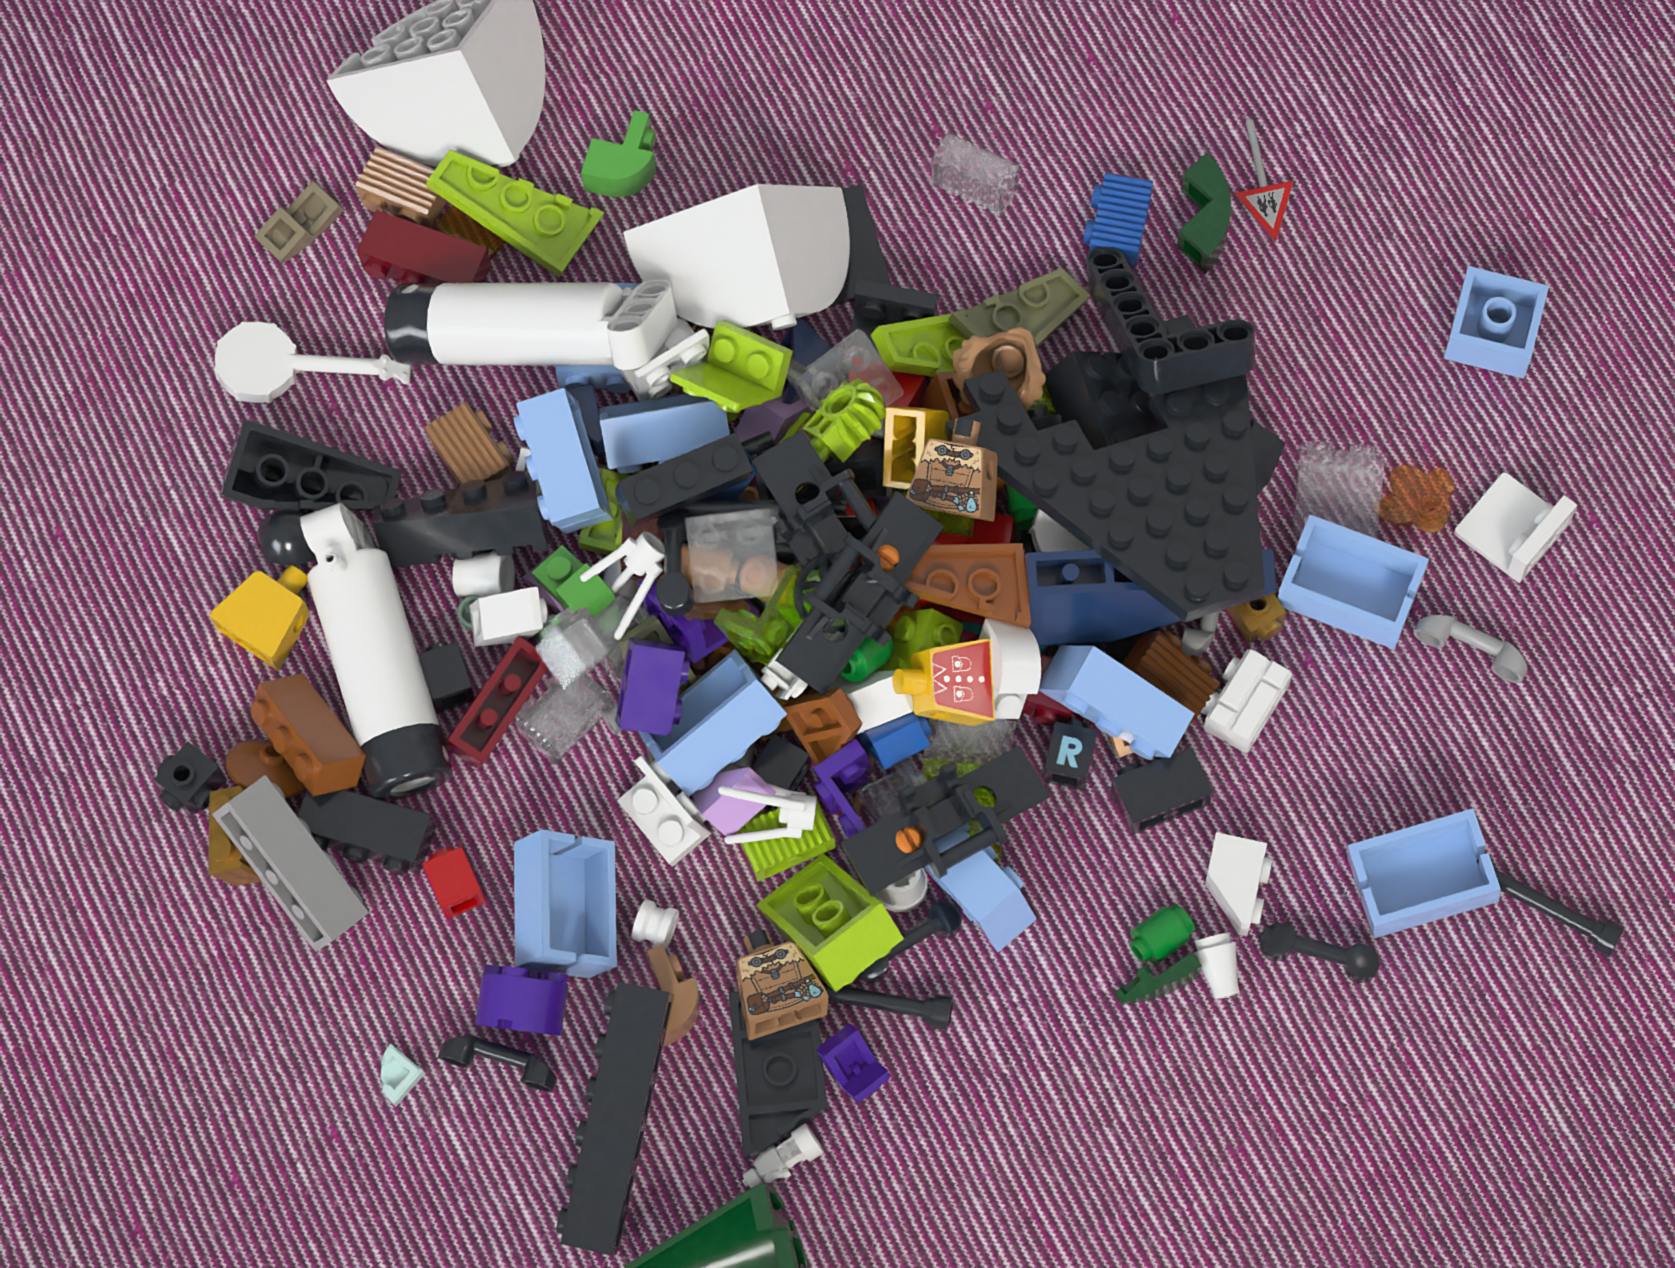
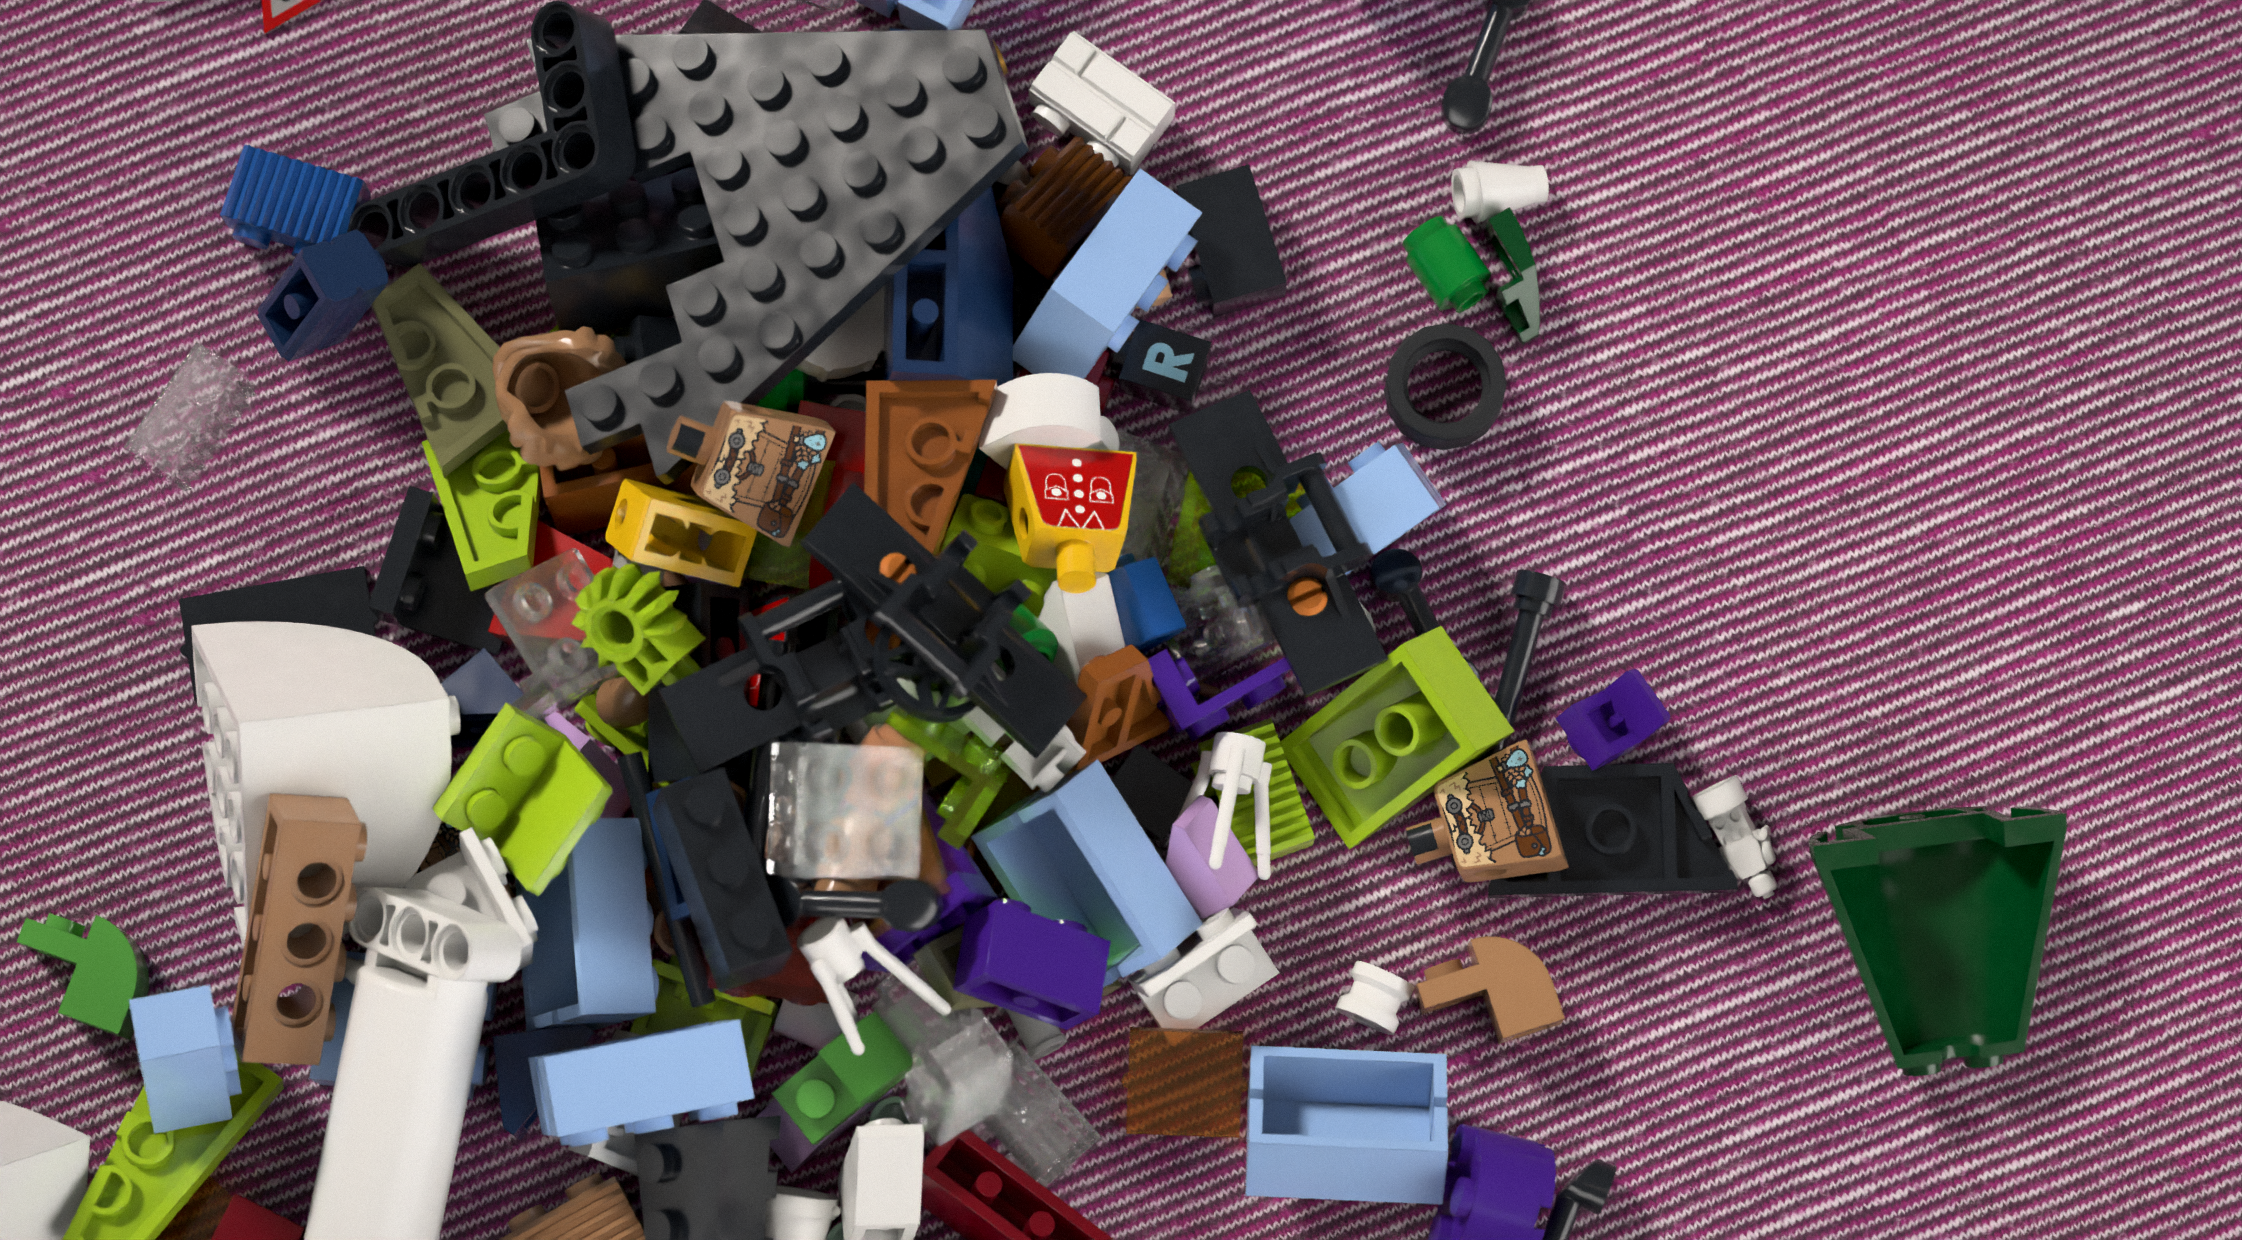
camera: 90 degrees left, 10 degrees up
(563, 198) = (185, 1058): none -> light blue wedge
(594, 805) = (1184, 1082): none -> clear orange piece
(616, 1118) = (1678, 1066): black brick -> none
(696, 236) = (295, 835): none -> medium nougat brick
(1058, 235) = (323, 295): none -> dark blue brick
(1080, 907) = (1453, 339): none -> black tyre
(1206, 233) = (333, 71): dark green brick -> none
(1234, 878) = (1374, 150): white slope -> none

